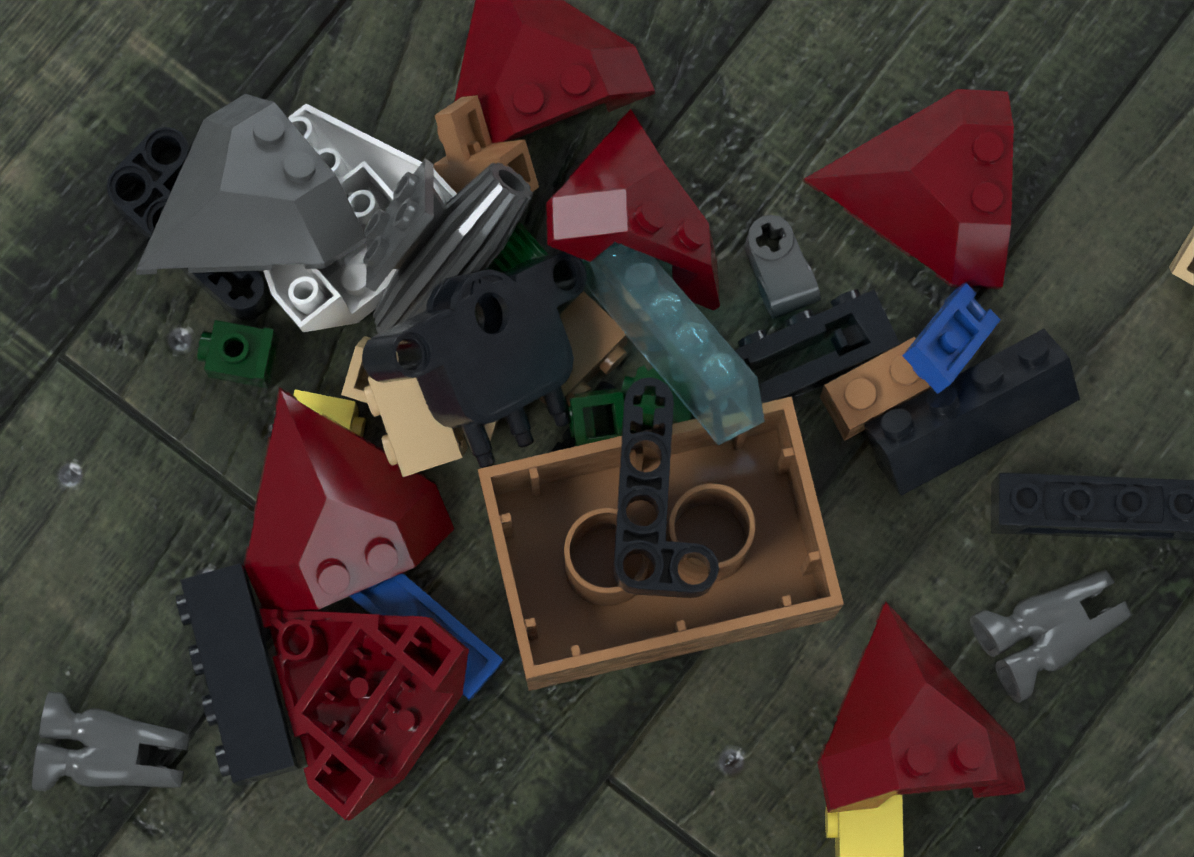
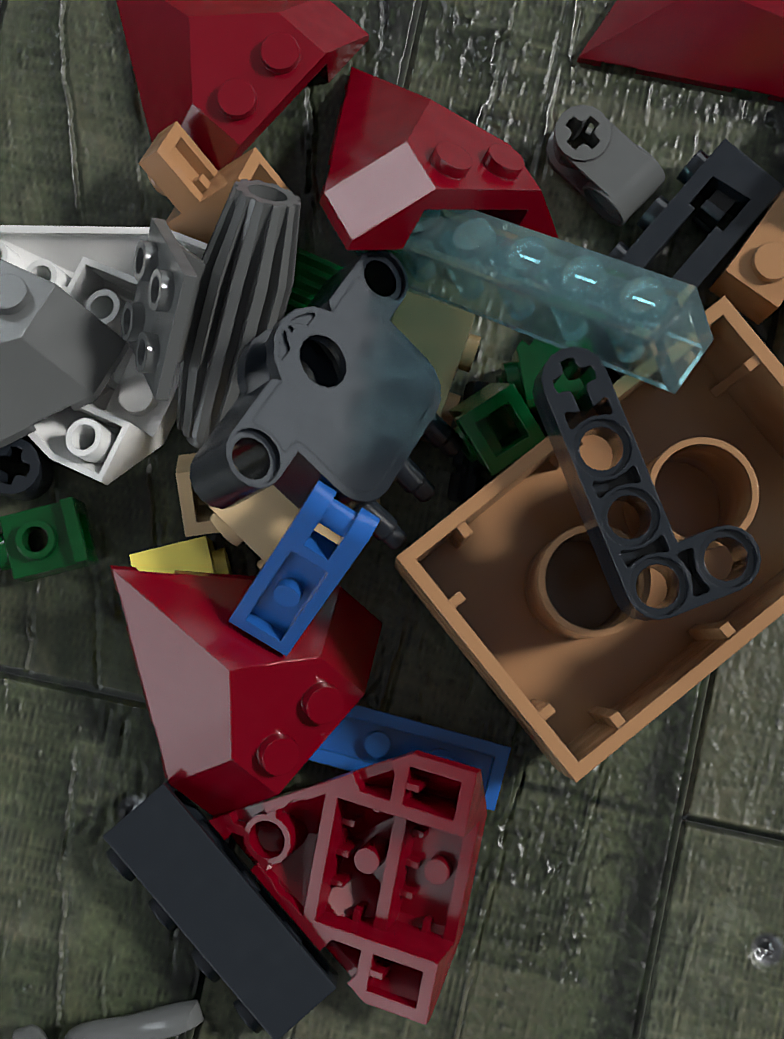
camera: 30 degrees left, 5 degrees up
(409, 450) = (303, 570): none -> blue plate

